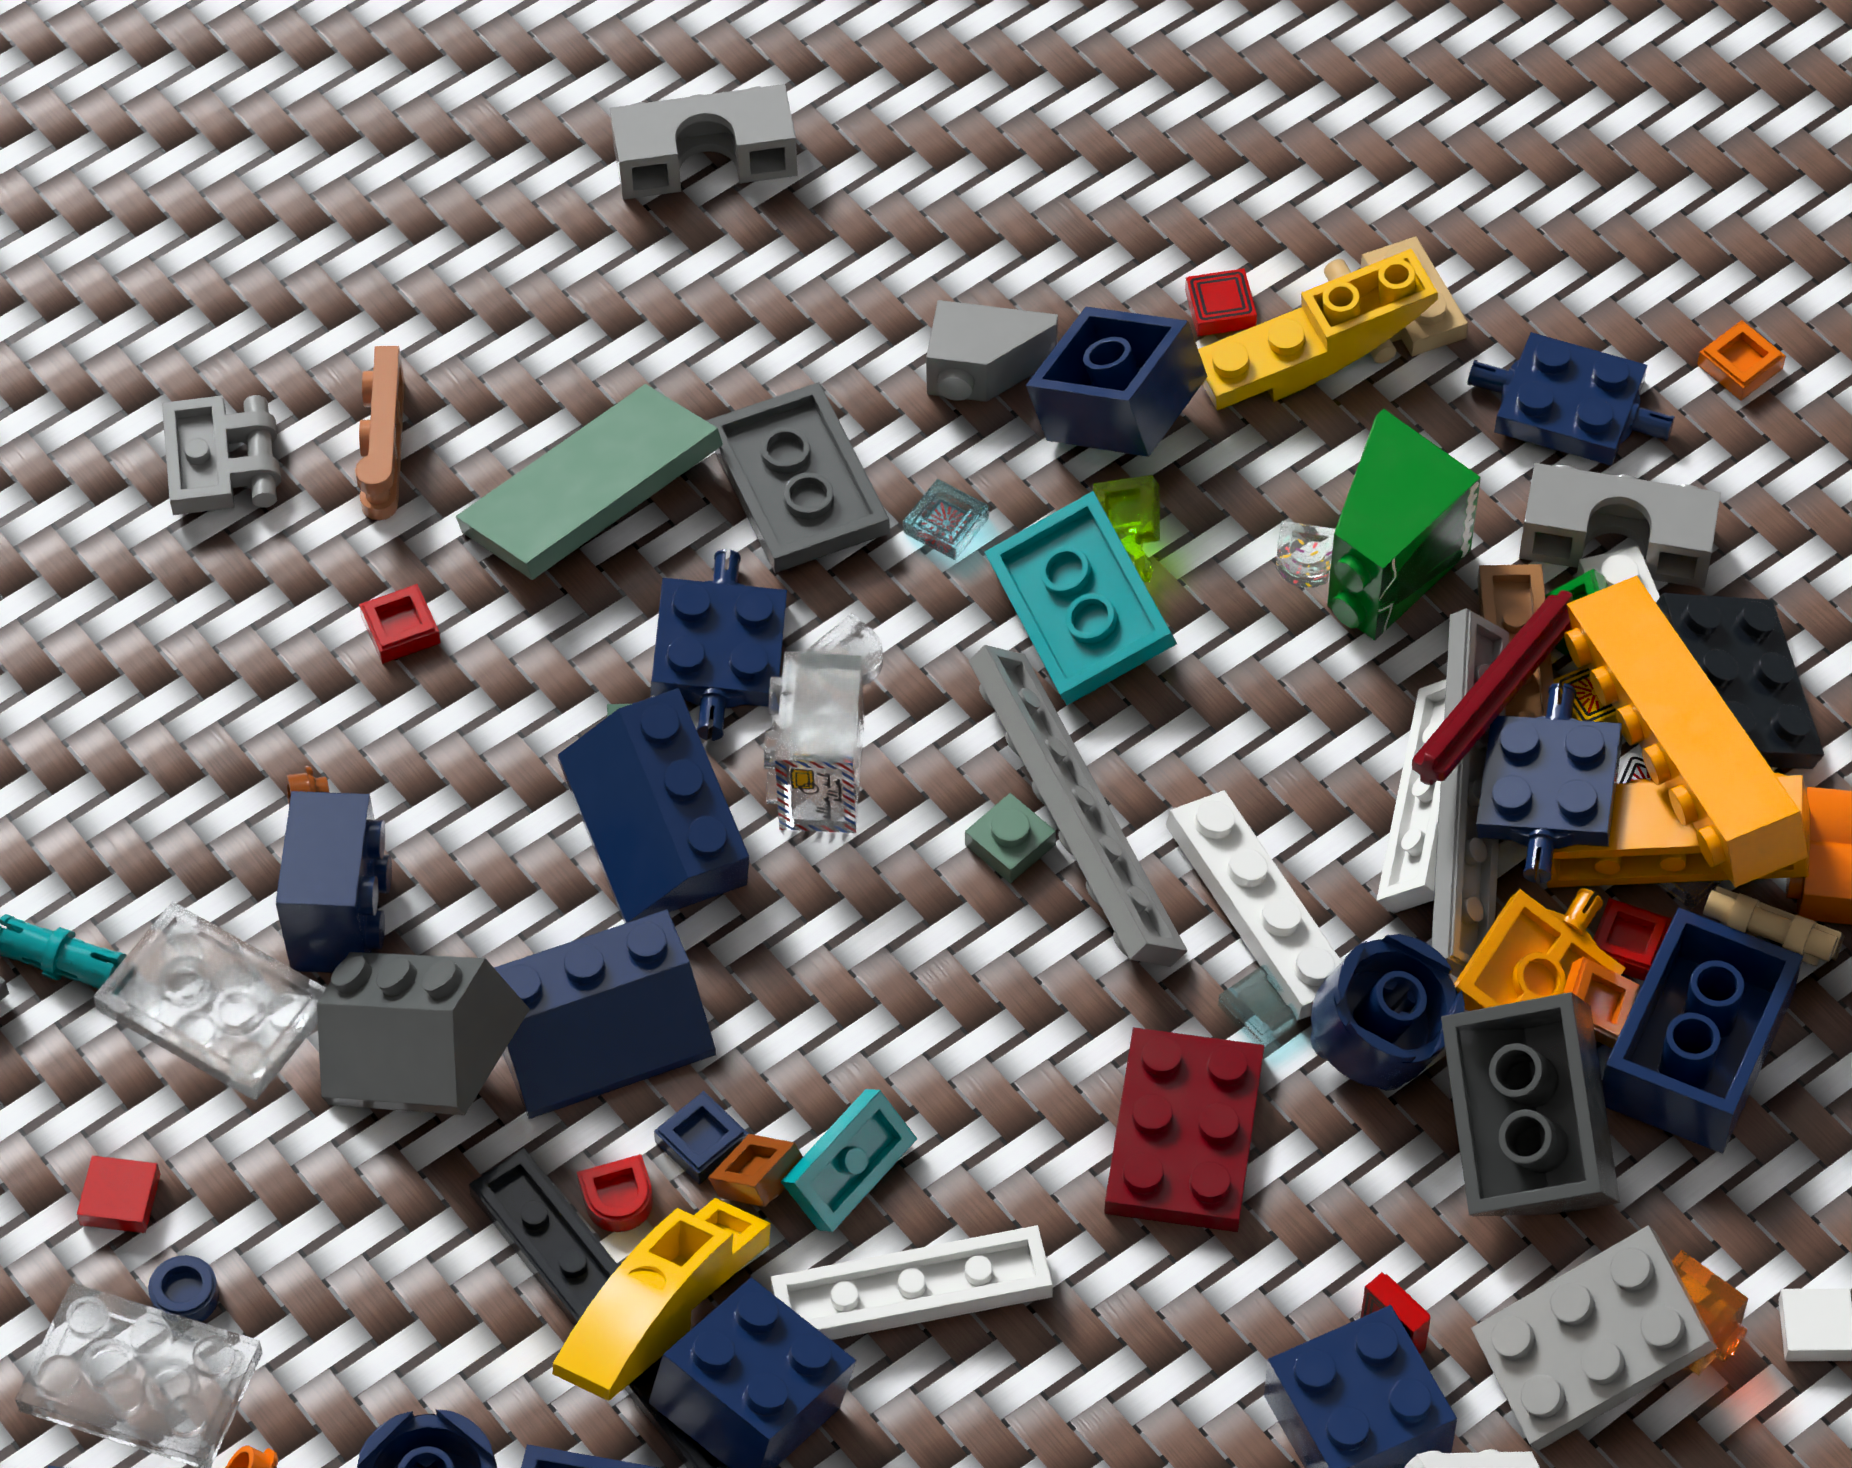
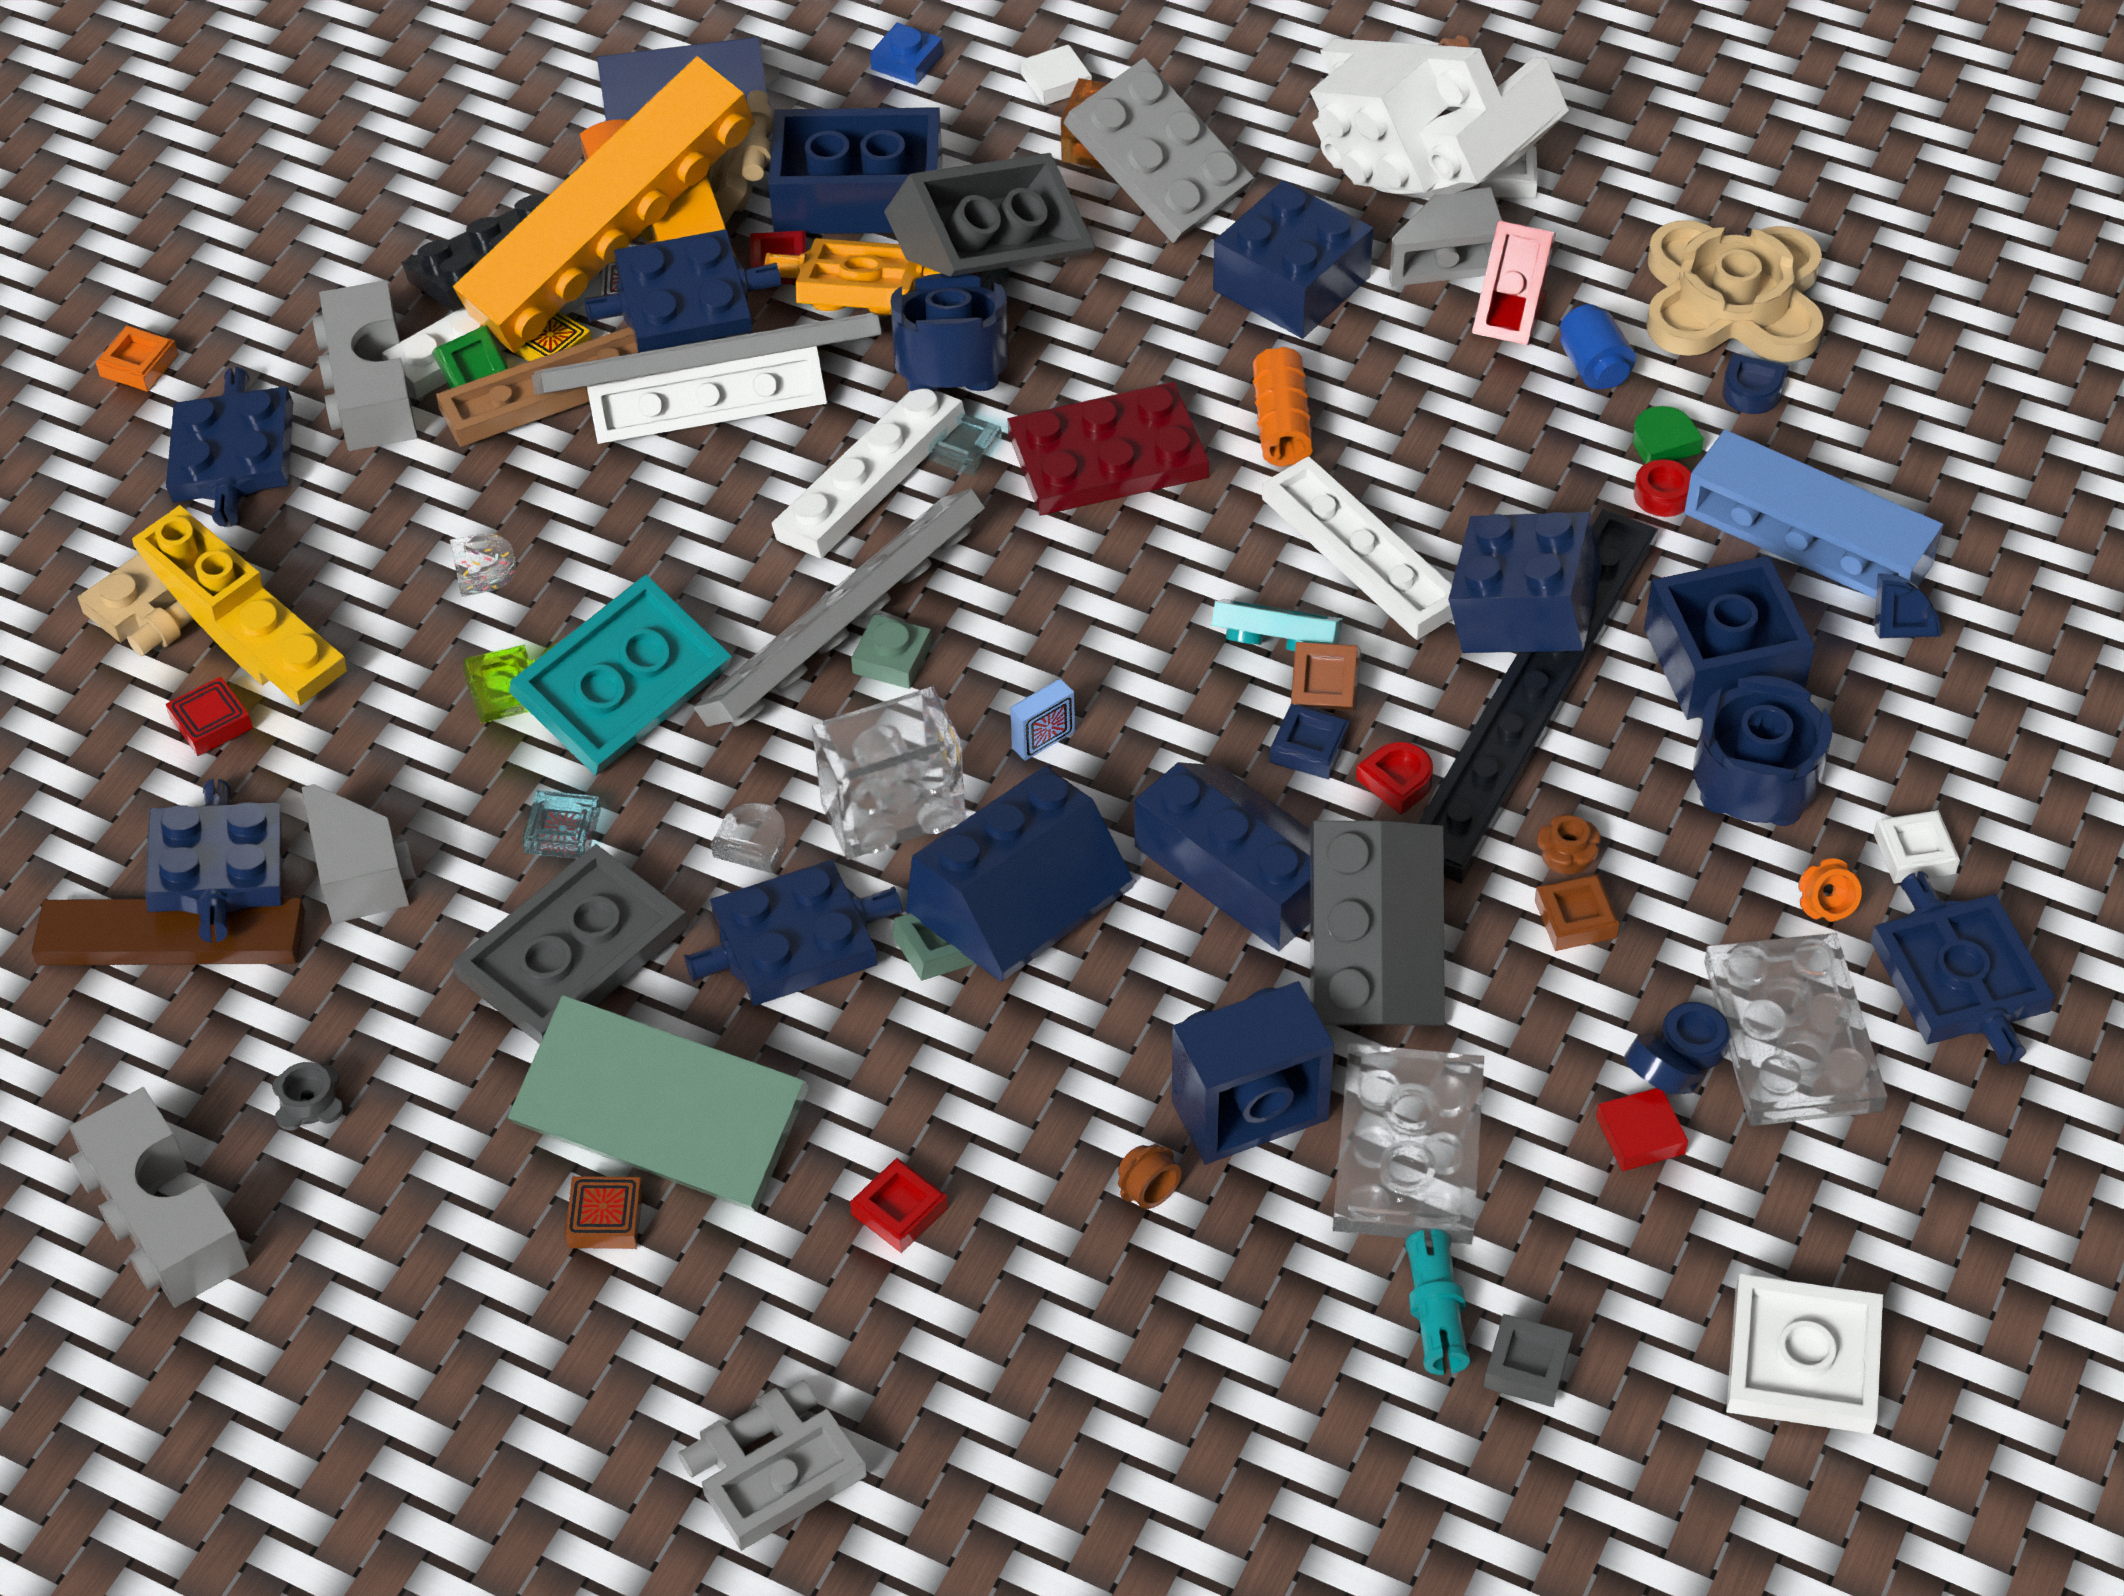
camera: 115 degrees left, 5 degrees down
(162, 1229) = (1661, 1065): none -> dark blue tile
(372, 1264) = (1576, 912): none -> dark orange tile
(381, 435) = (678, 1310): nougat plate -> none
(450, 1308) = (1566, 855): none -> dark orange plate
(518, 425) = (604, 1212): none -> dark orange tile
(652, 1295) = (1495, 656): yellow slope -> none
(753, 251) = (302, 1081): none -> dark grey plate
(840, 911) = (1042, 719): none -> light blue tile
(985, 216) = (129, 935): none -> reddish brown tile
(1033, 253) = (214, 858): none -> dark blue plate
(1117, 381) = (365, 715): dark blue brick -> none
(1146, 1302) = (1282, 406): none -> orange axle
(1384, 1292) = (1199, 269): red tile -> none
(1399, 526) = (450, 474): green slope -> none
(1493, 690) = (608, 340): dark red axle -> none
(1607, 994) = (862, 233): orange tile -> none

